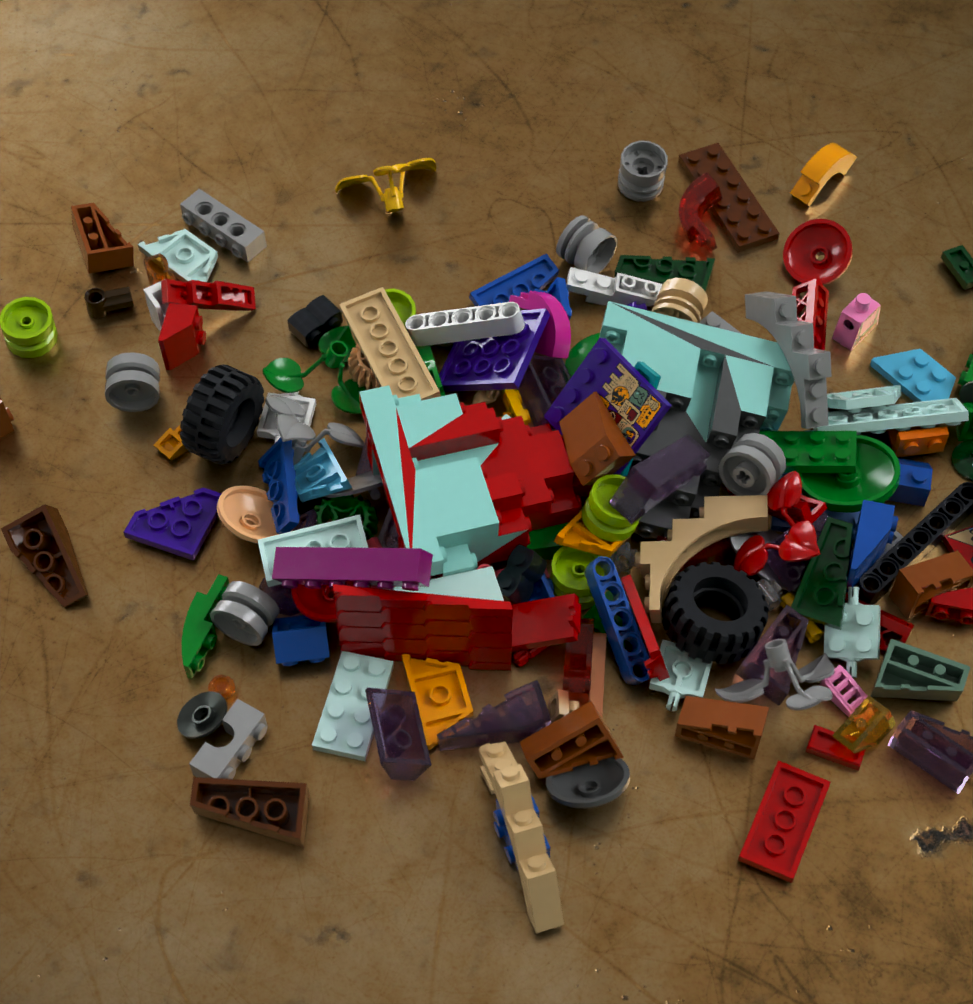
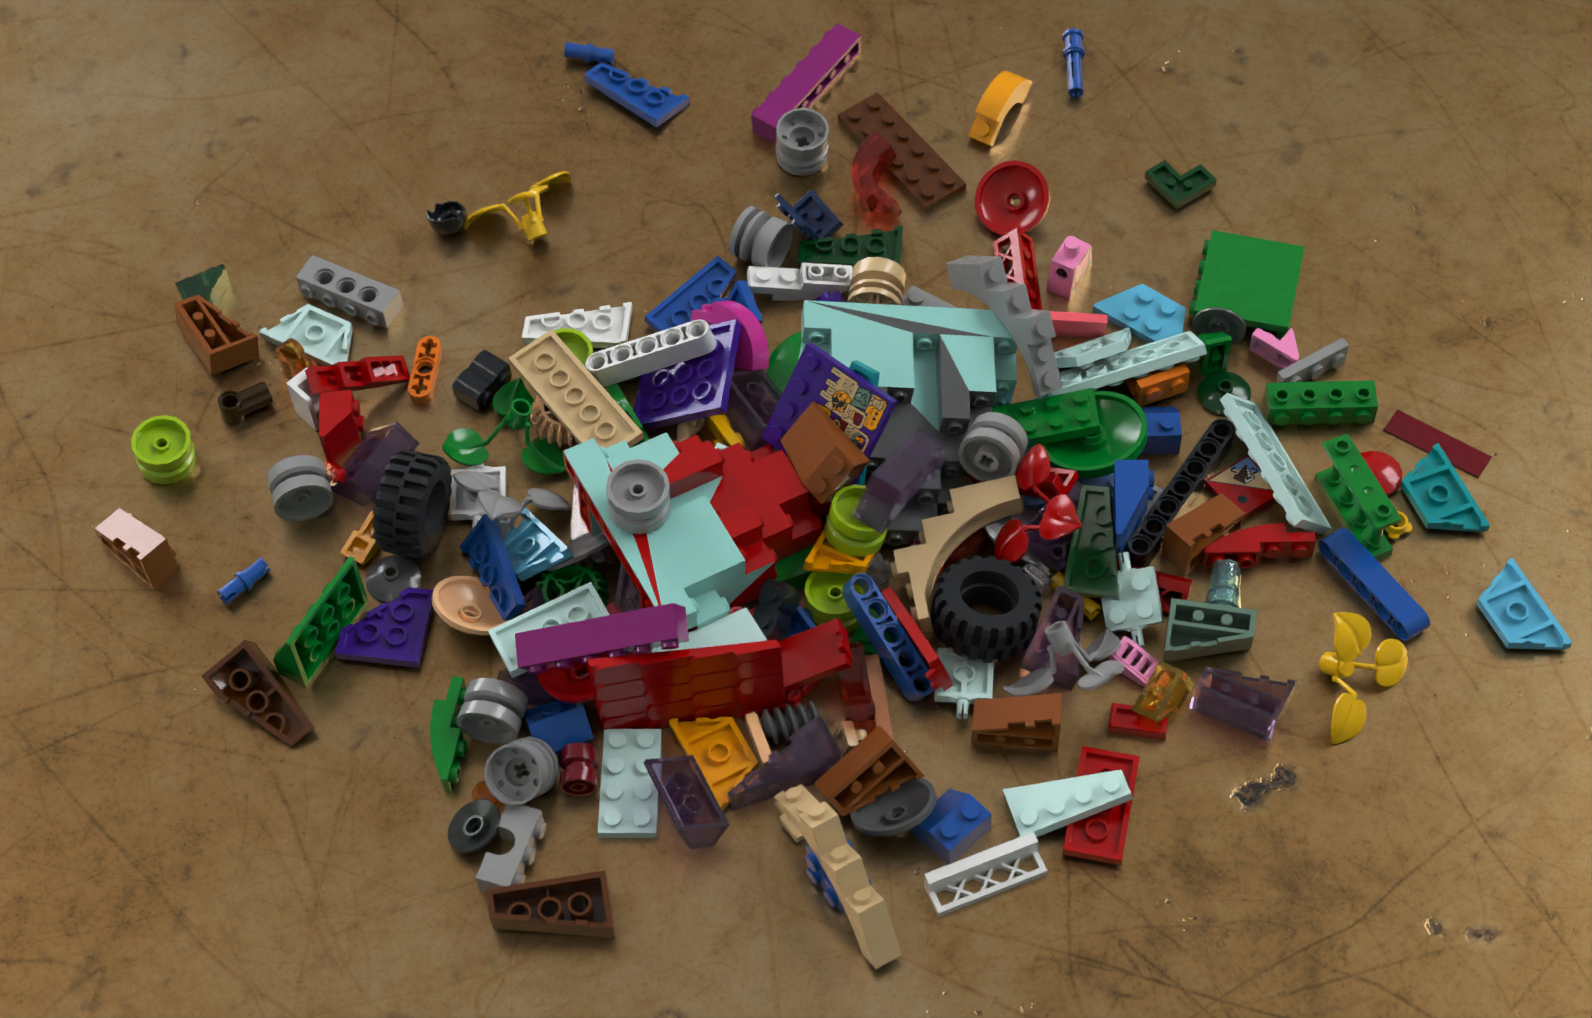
camera: 10 degrees left, 0 degrees up
(64, 453) = (243, 581): none -> blue pin
(106, 197) = (208, 284): none -> clear green slope
(112, 508) = (320, 629): none -> green slope
(167, 374) = (335, 471): none -> red axle
(181, 384) = (369, 461): none -> clear purple slope
(205, 476) = (387, 588): none -> dark grey dish
(255, 673) = (507, 774): none -> light grey wheel
(271, 312) = (429, 379): none -> orange beam
(310, 681) = (579, 768): none -> dark red wheel
(322, 179) = (447, 217): none -> black hair
(414, 445) = (638, 496): none -> light grey wheel
(427, 294) = (602, 326): none -> white wing
(478, 67) = (589, 53): none -> blue pin
(478, 688) = (757, 738): none -> light nougat tile
(508, 679) = (789, 722): none -> dark grey piece
(509, 108) = (636, 95): none -> blue wing
(635, 235) = (810, 216): none -> dark blue bracket
(641, 810) = (954, 825): none -> blue slope
(658, 853) = (981, 864): none -> white fence
(661, 120) = (808, 79): none -> magenta brick
(748, 810) = (1062, 802): none -> light aqua wing
(855, 373) = (1079, 324): none -> coral piece
(898, 141) = (1074, 54): none -> blue pin
(944, 635) = (1224, 584): none -> clear light blue plant

